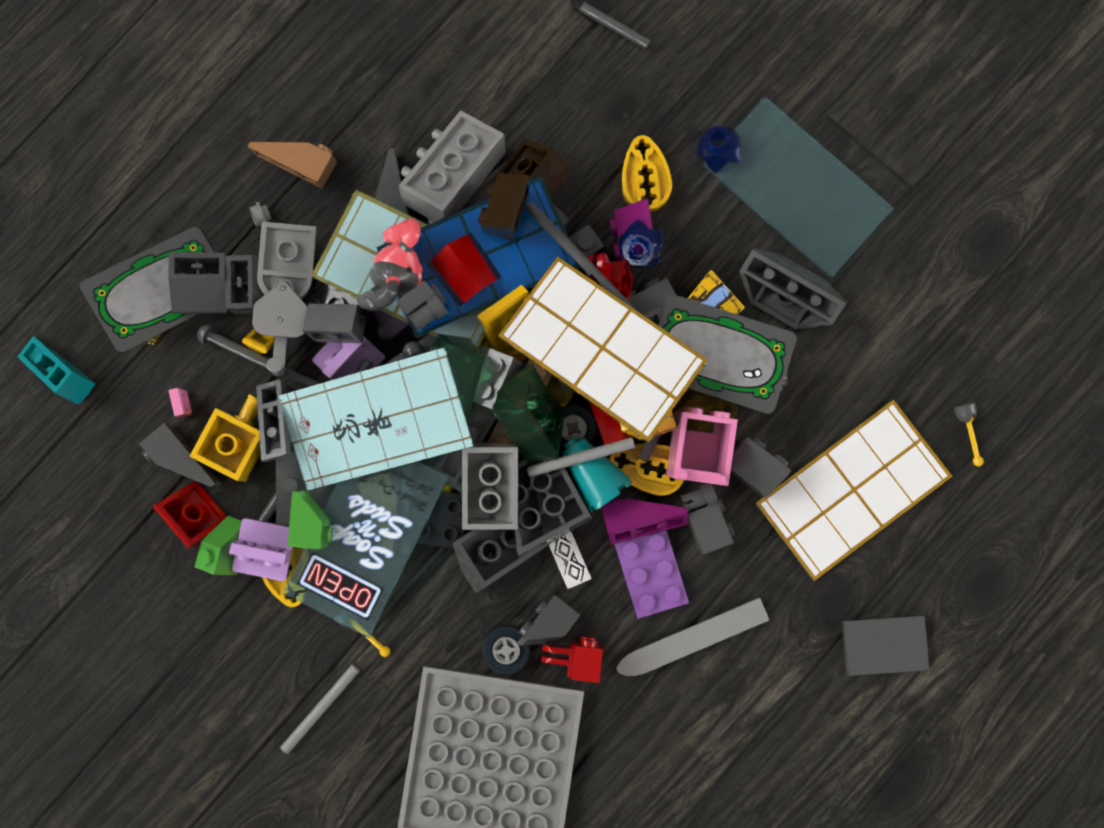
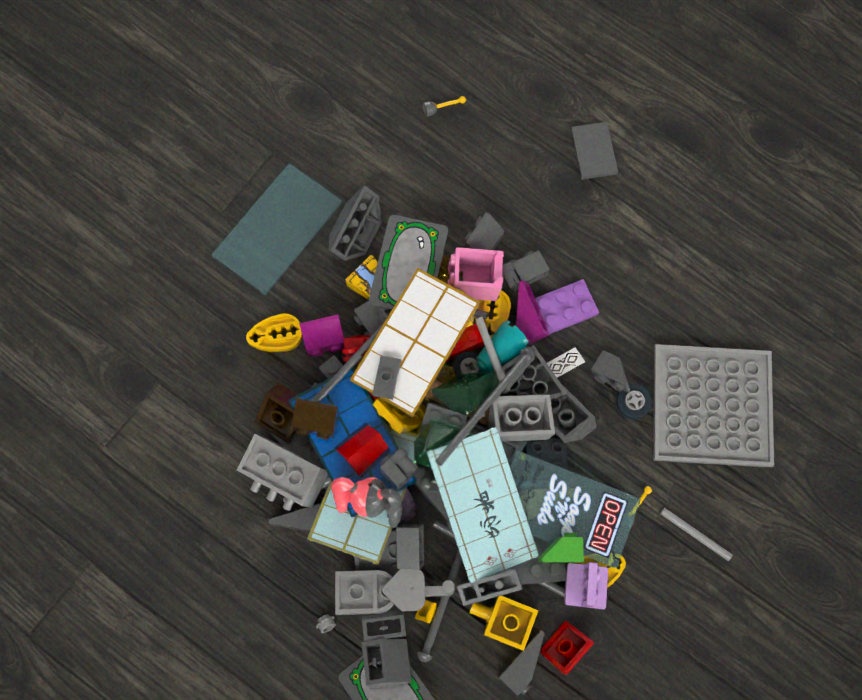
camera: 100 degrees left, 10 degrees down
(180, 402) = (481, 668): bright pink tile -> none
(215, 548) = (588, 620): bright green slope -> none
(299, 158) = (280, 593): medium nougat slope -> none
(343, 359) = (436, 543): lavender bracket -> none
(533, 467) = (510, 378): none -> dark grey bar
(553, 304) = (386, 377): none -> dark grey plate
(583, 658) = (633, 345): red brick -> none
(615, 25) = (161, 365): dark grey bar -> none
(649, 239) = (328, 326): clear blue piece -> none
(693, 638) = (608, 275): light grey piece -> none
(718, 156) = (259, 285): clear blue piece -> none
(853, 490) = (491, 177): white piece -> none

